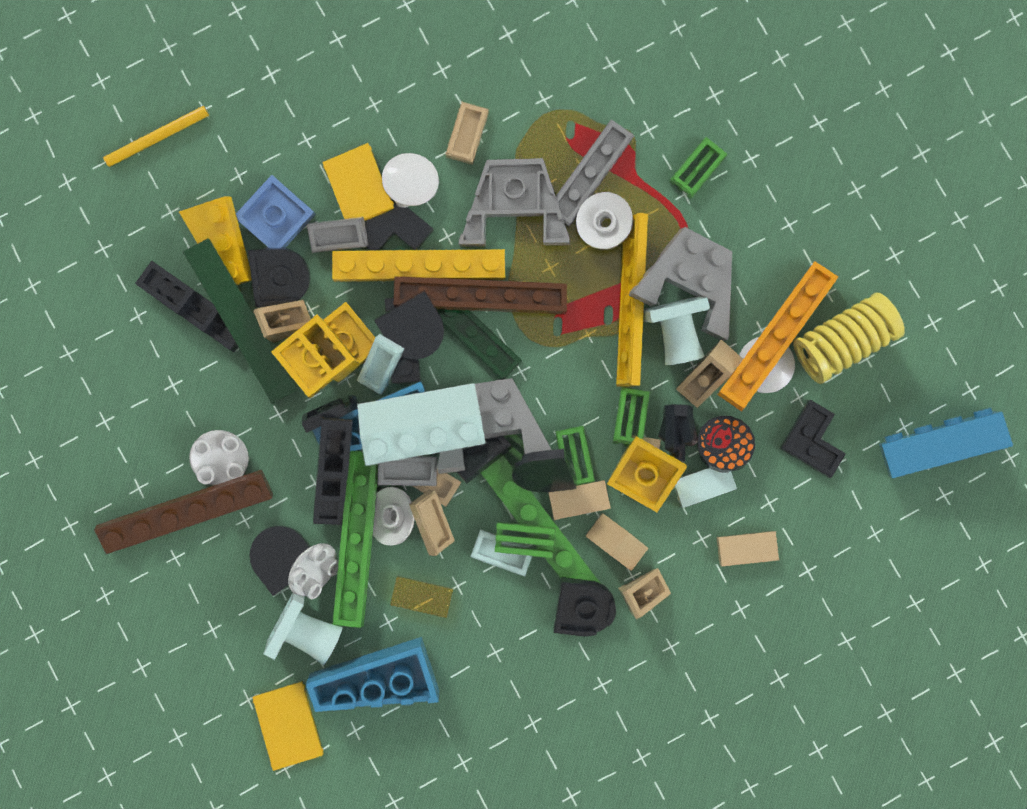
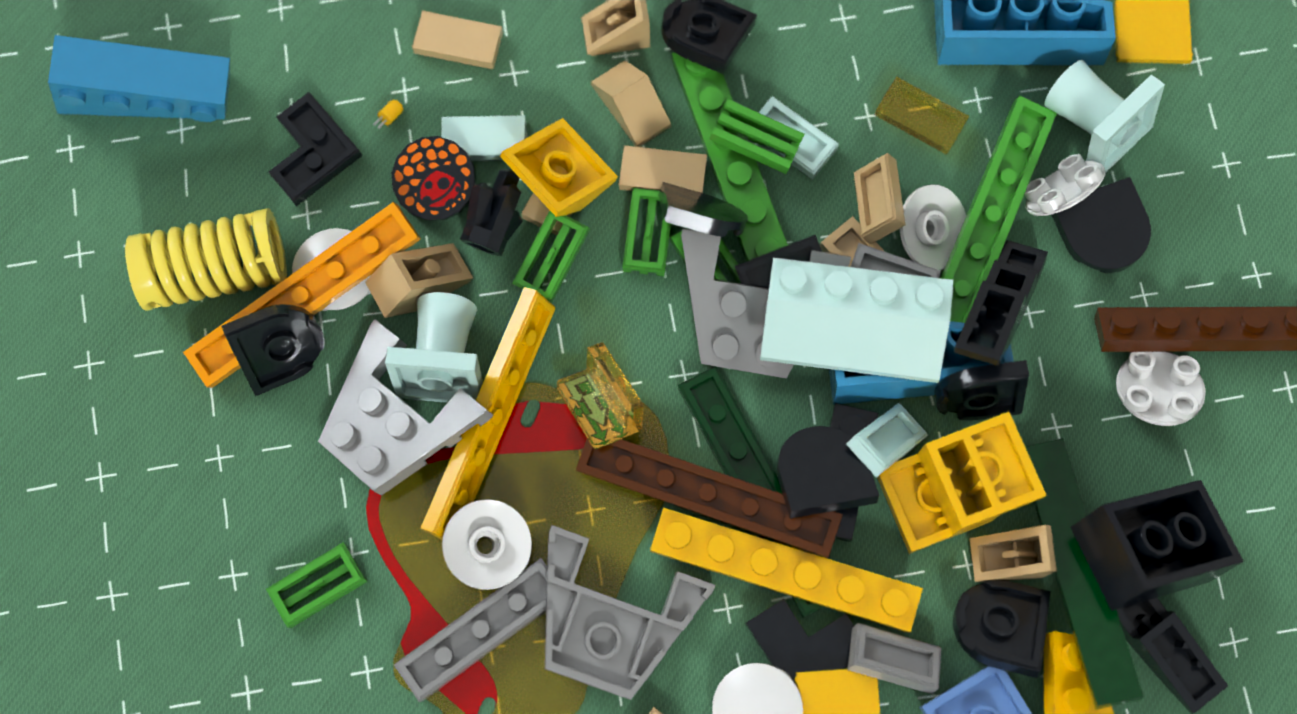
camera: 155 degrees left, 10 degrees down
(196, 346) = (1156, 544): none -> black brick
(566, 330) = (602, 399): none -> clear yellow panel
(772, 482) = (389, 113): none -> yellow piece
(782, 297) = (275, 345): none -> black tile

